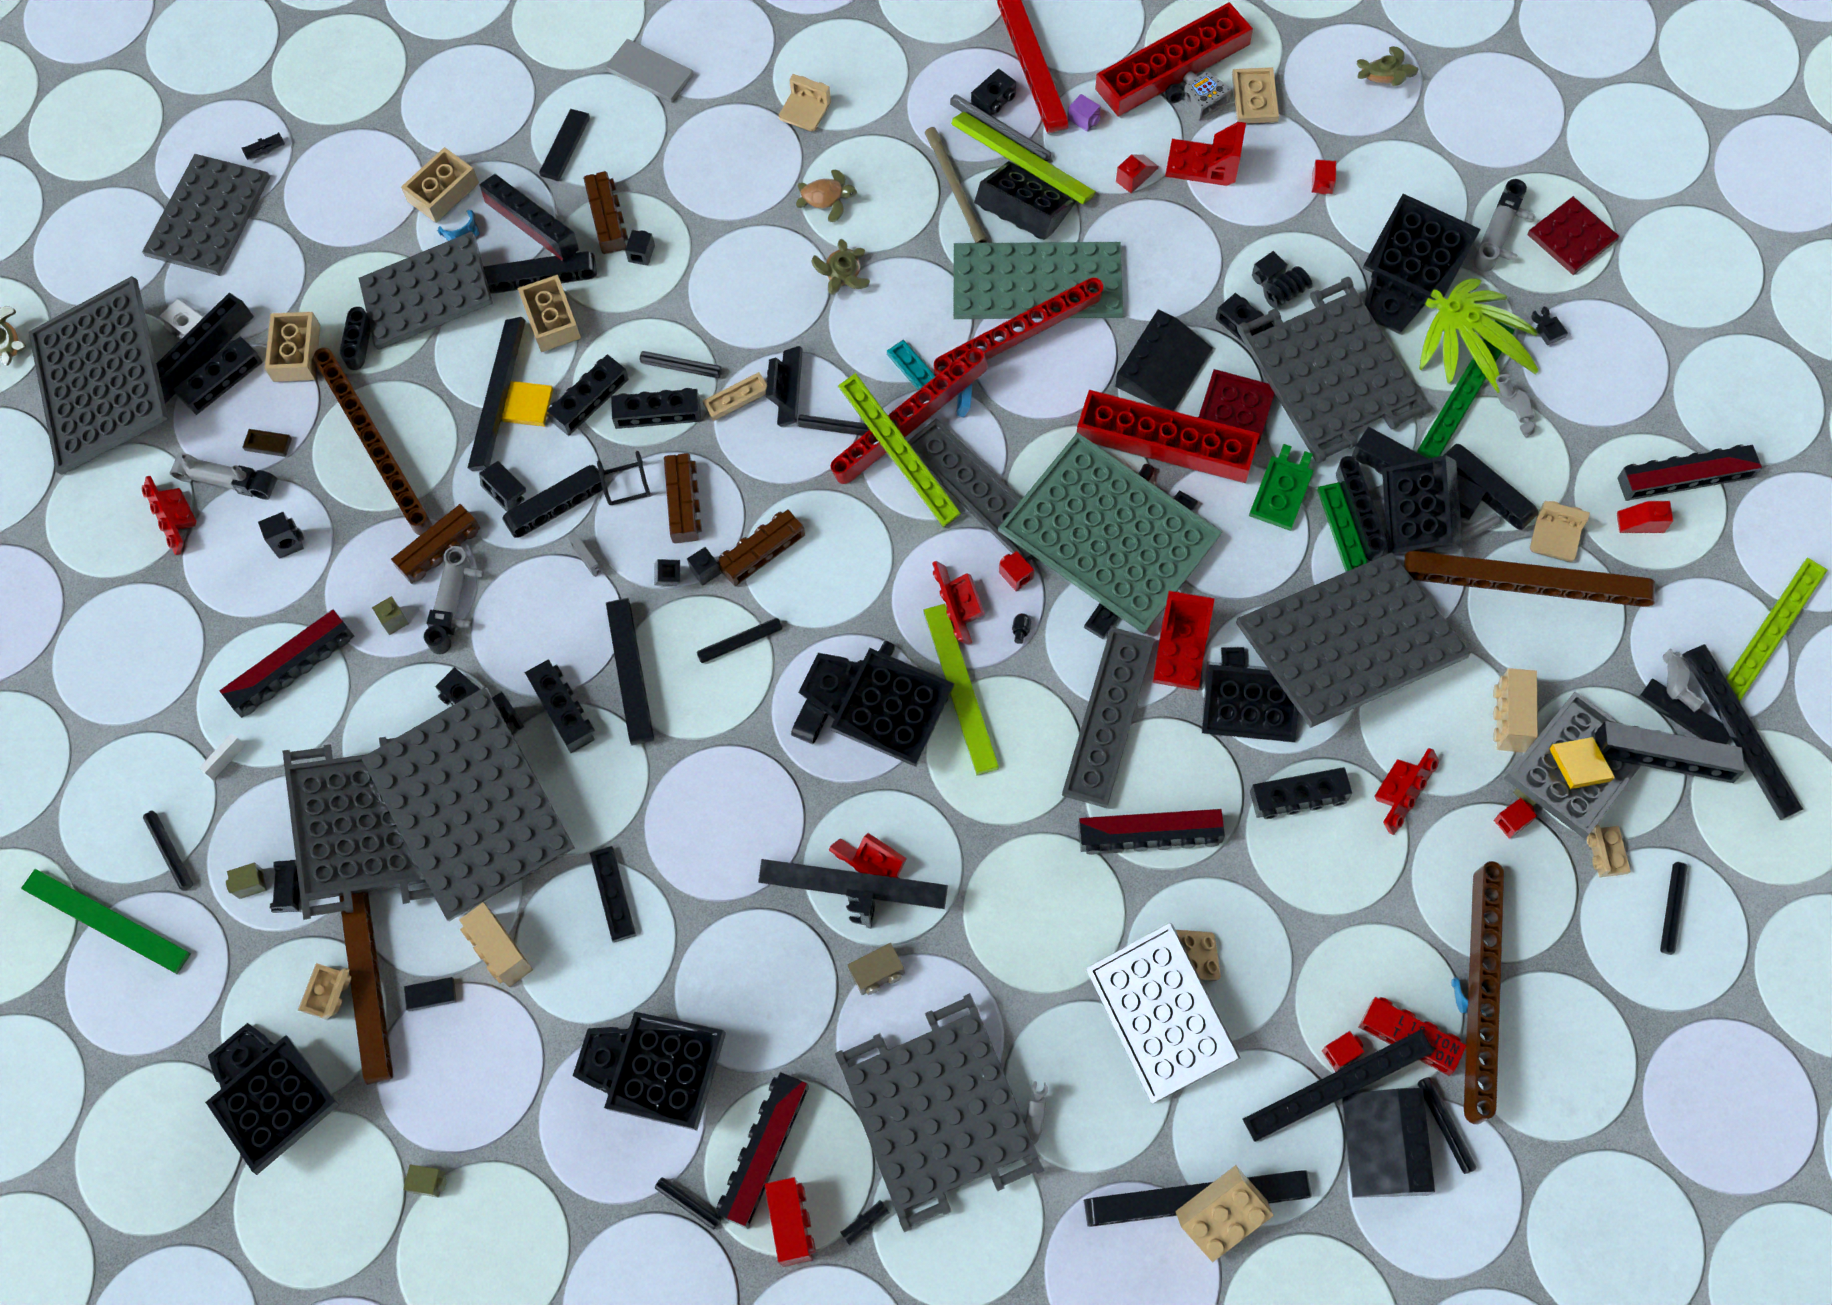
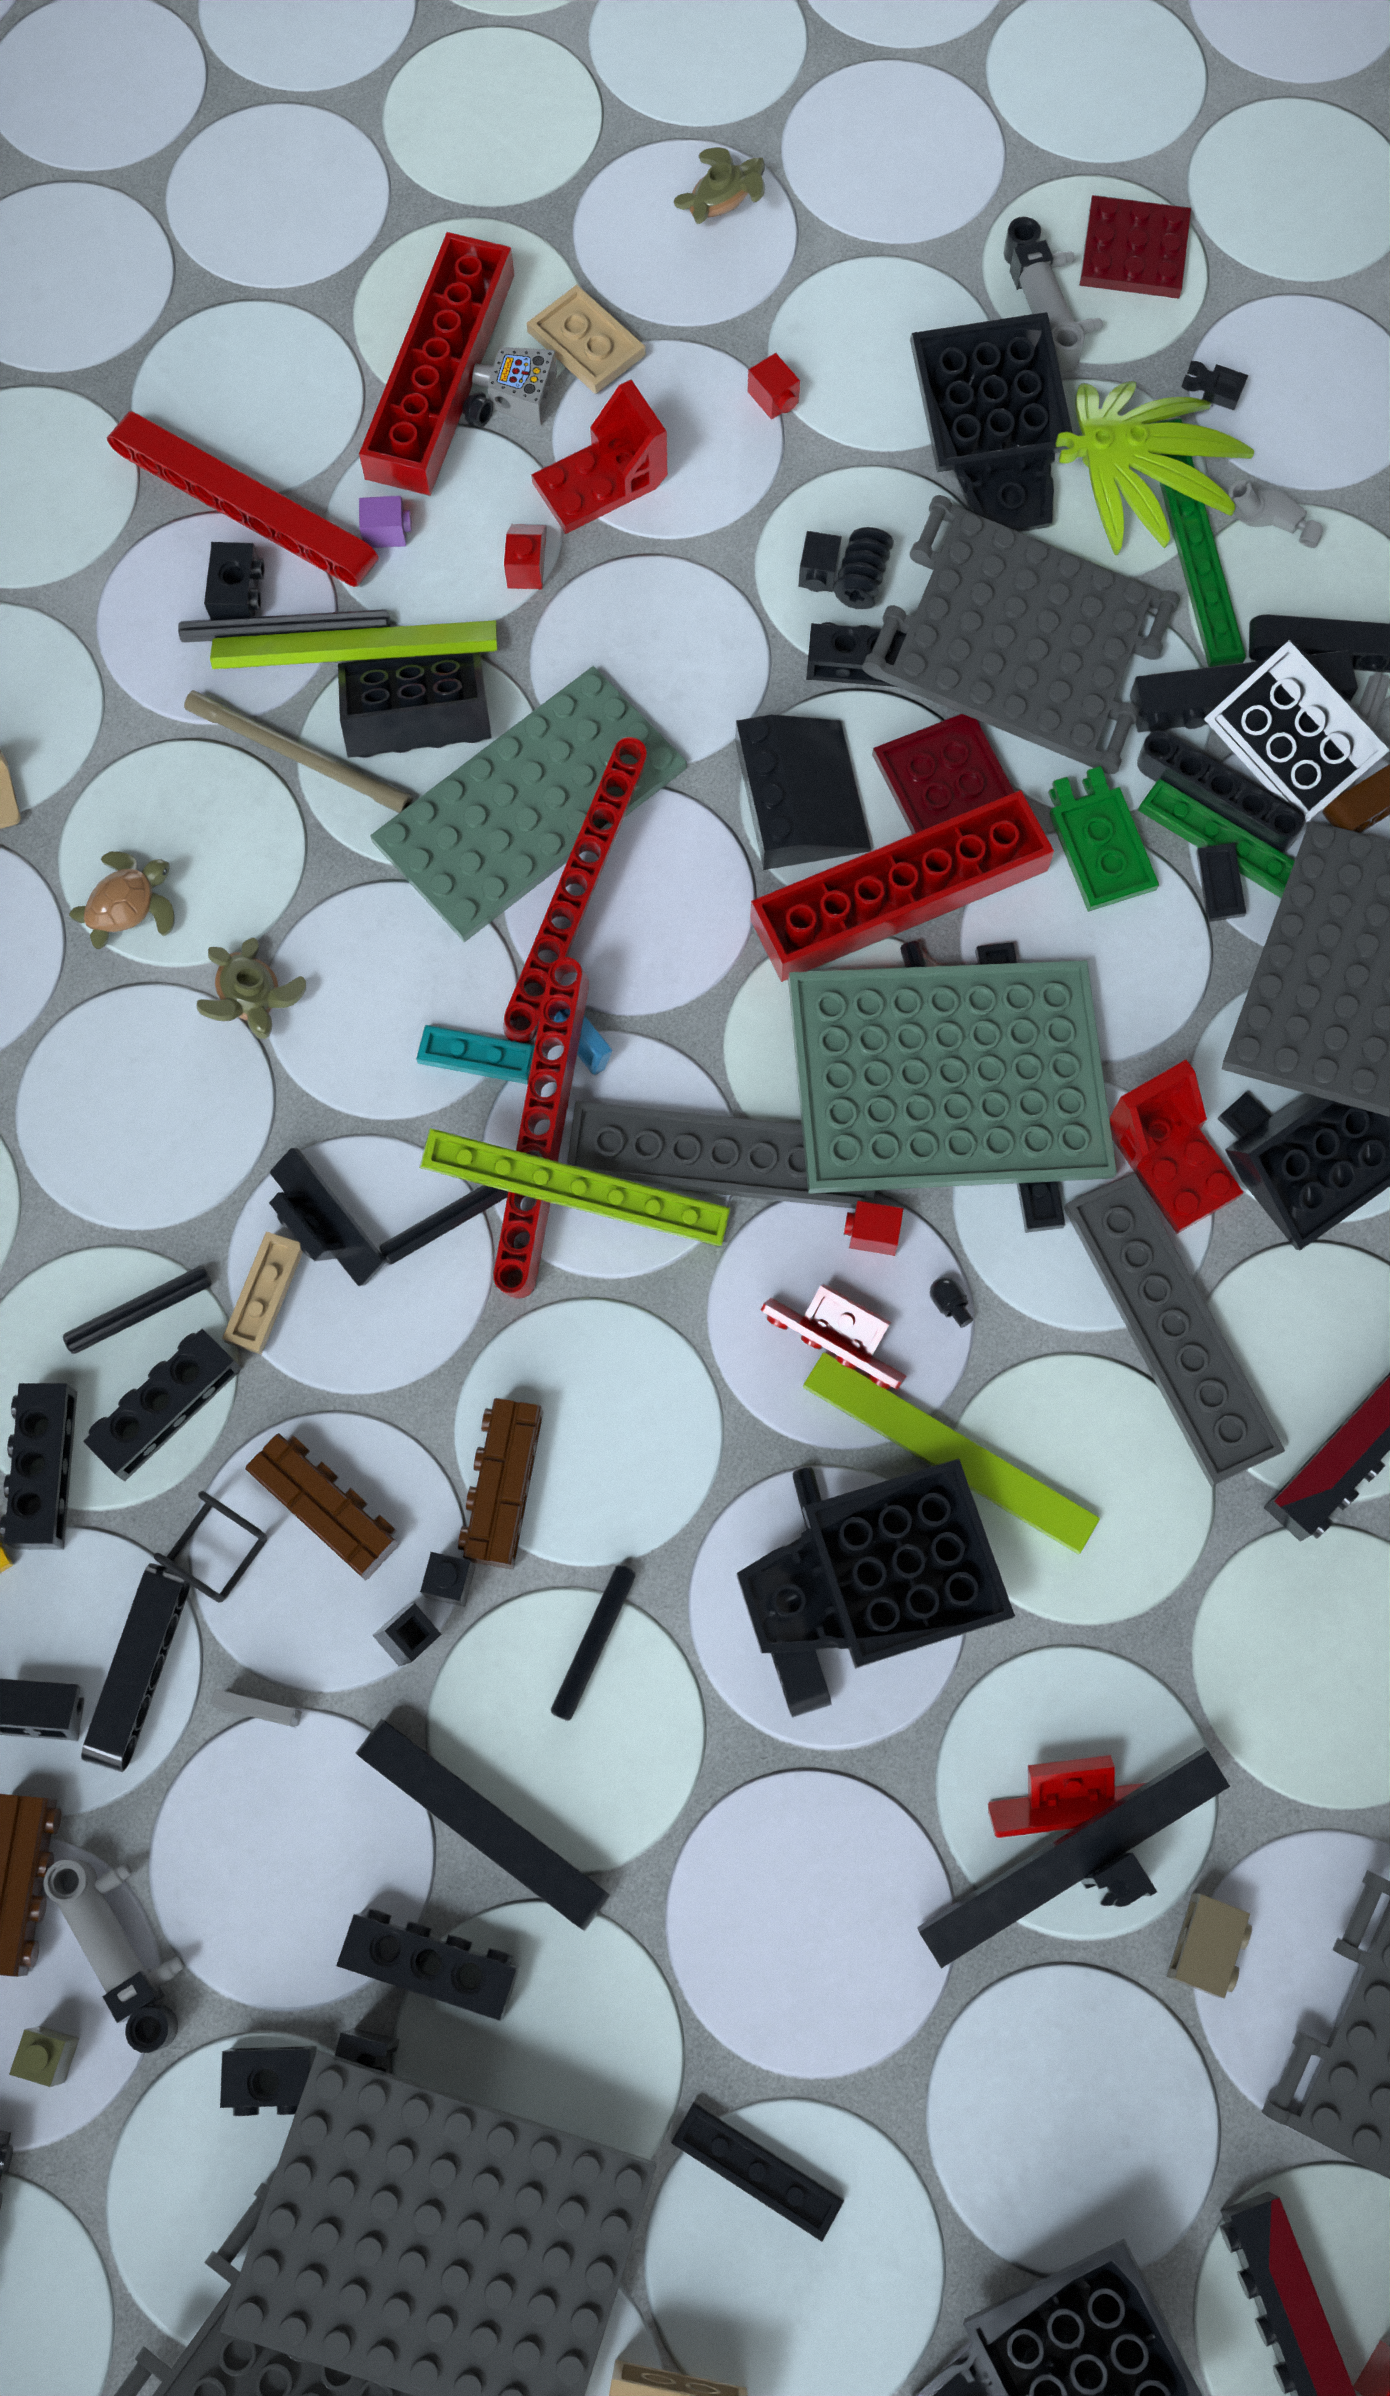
camera: 45 degrees left, 5 degrees up
(1323, 548) = (1221, 882): none -> black tile

